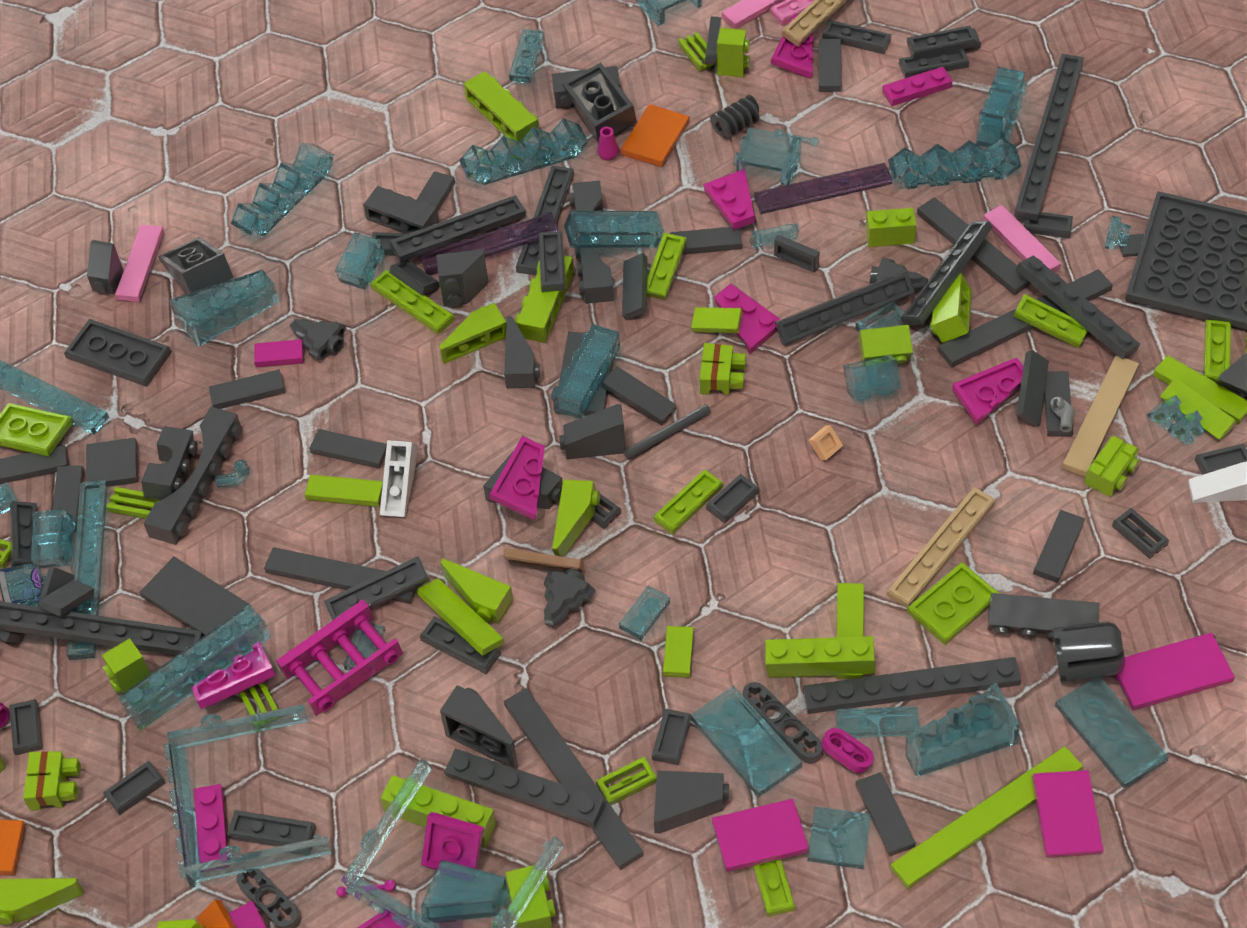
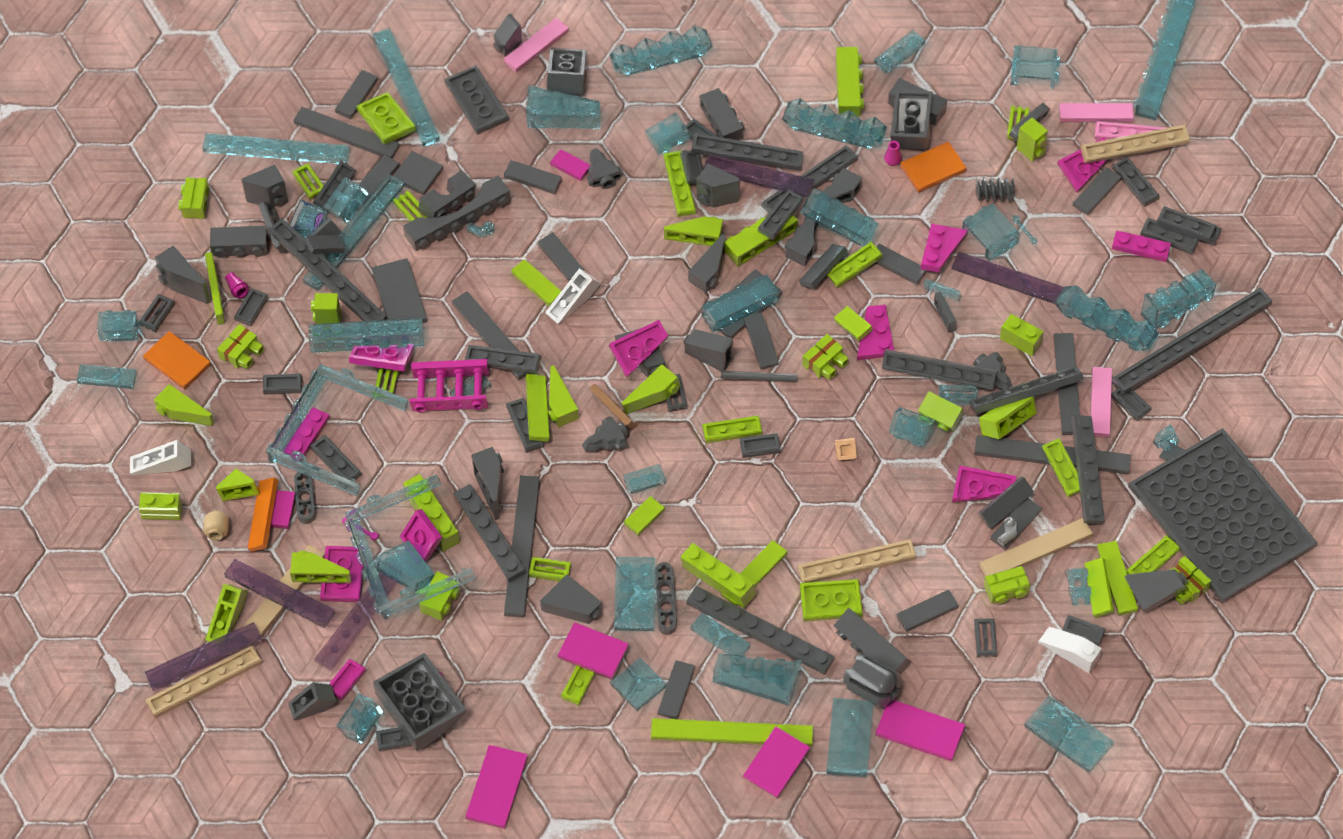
camera: 35 degrees right, 5 degrees up
(436, 189) = (757, 114): dark grey tile -> none
(671, 737) = (596, 562): dark grey tile -> none
(847, 750) = (685, 640): dark pink plate -> none

